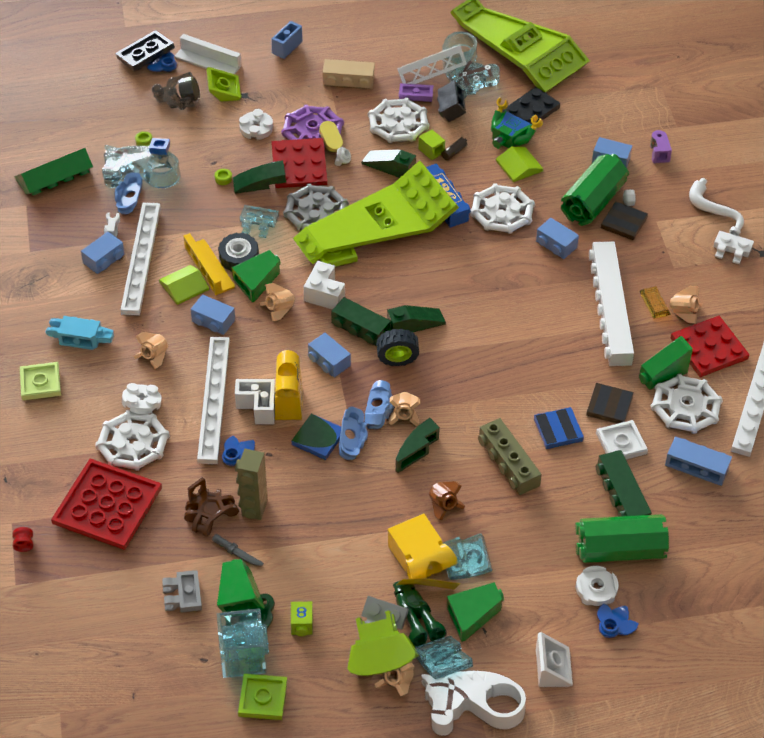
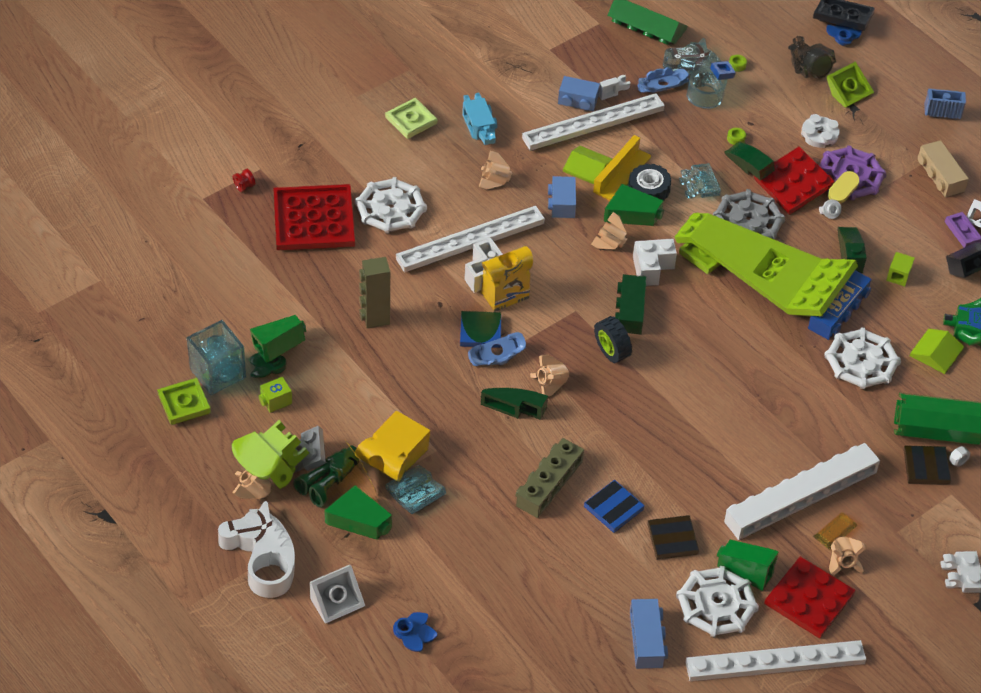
camera: 60 degrees right, 0 degrees up
(133, 394) = (442, 184): white plate -> none
(188, 590) = (258, 308): light grey plate -> none
(207, 505) = (345, 281): reddish brown piece -> none
(208, 55) = (877, 61): white panel -> none
(232, 548) = (322, 320): dark grey piece -> none
(235, 449) = (426, 281): blue plate -> none
(329, 355) = (575, 297): medium blue brick -> none
(376, 416) = (530, 358): medium blue piece -> none
(398, 130) = (915, 224): white plate -> none
(415, 318) = (663, 341): dark green slope -> none
(443, 657) = (294, 510): clear light blue slope -> none
(444, 497) = (466, 445): dark orange brick -> none
(454, 148) = (913, 290): dark brown piece -> none
(557, 238) = (854, 415): medium blue brick -> none
(591, 595) = (444, 613): white plate -> none
(621, 485) = (569, 582): dark green brick -> none
(622, 437) = (633, 563): white tile -> none
(622, 538) = (504, 597): green brick -> none

